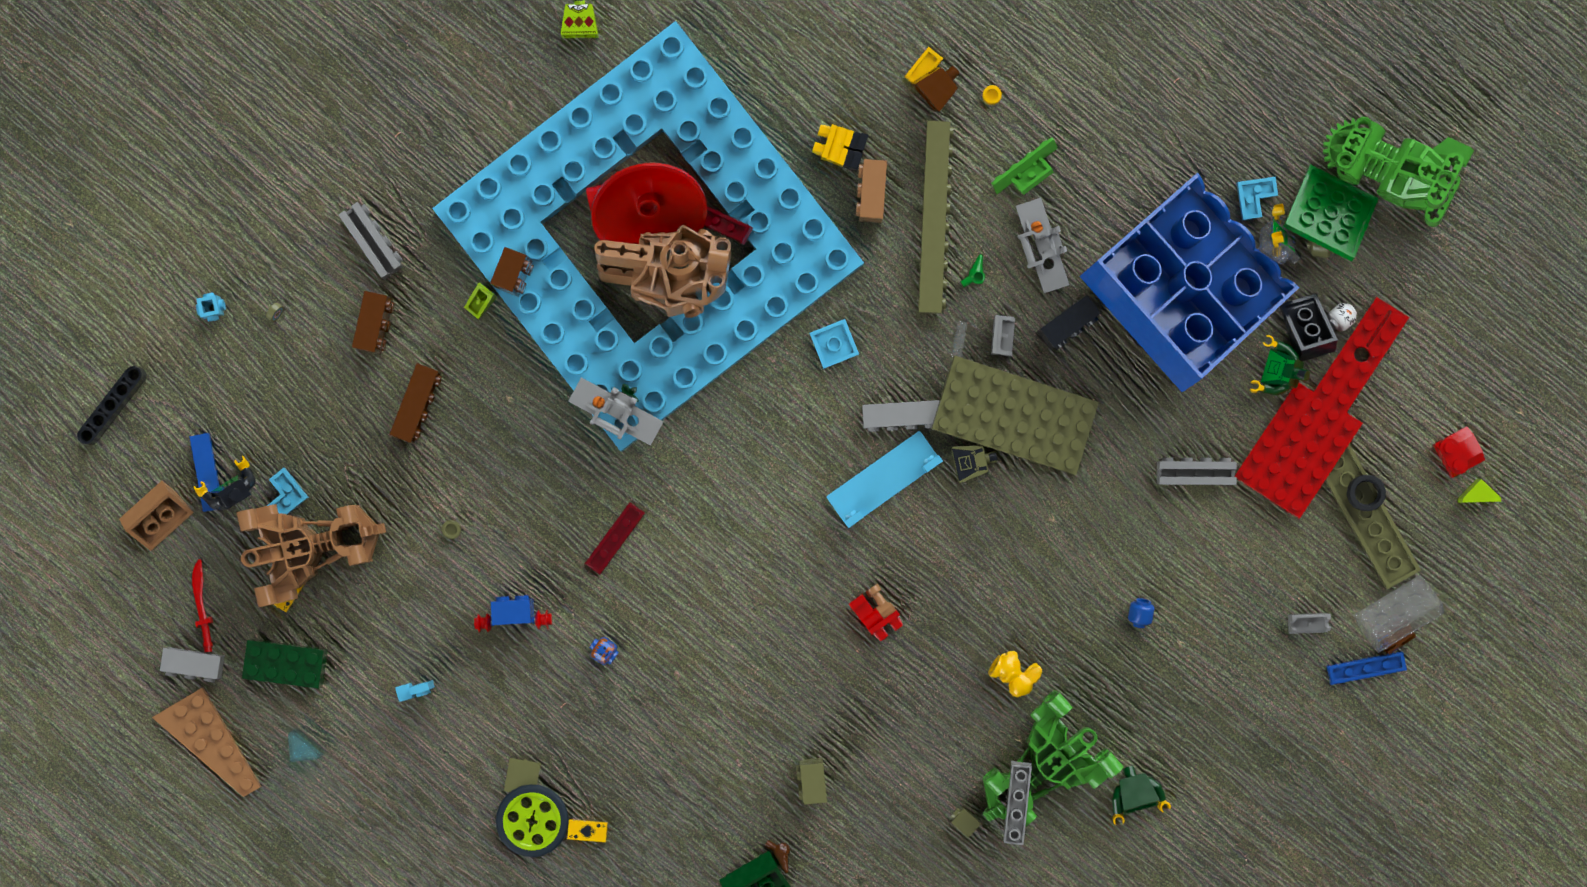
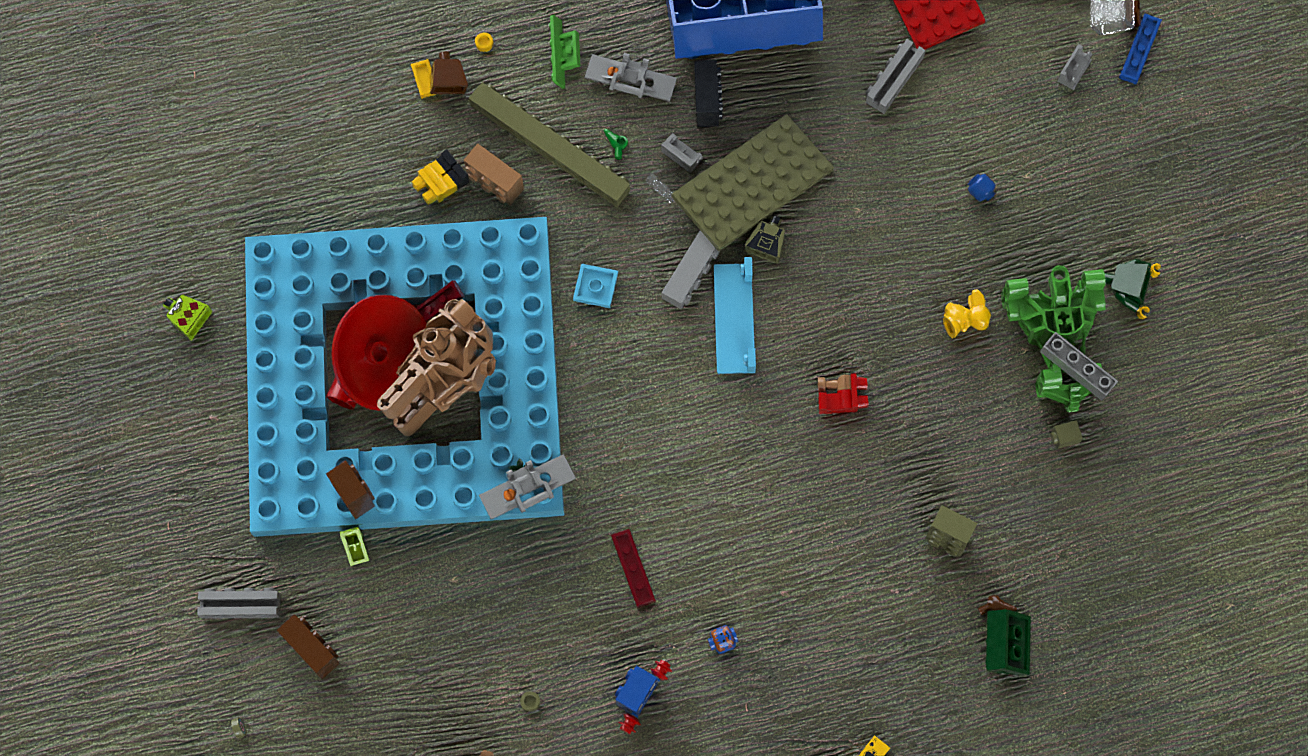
camera: 50 degrees left, 15 degrees down
(415, 403) = (401, 658): reddish brown brick -> none

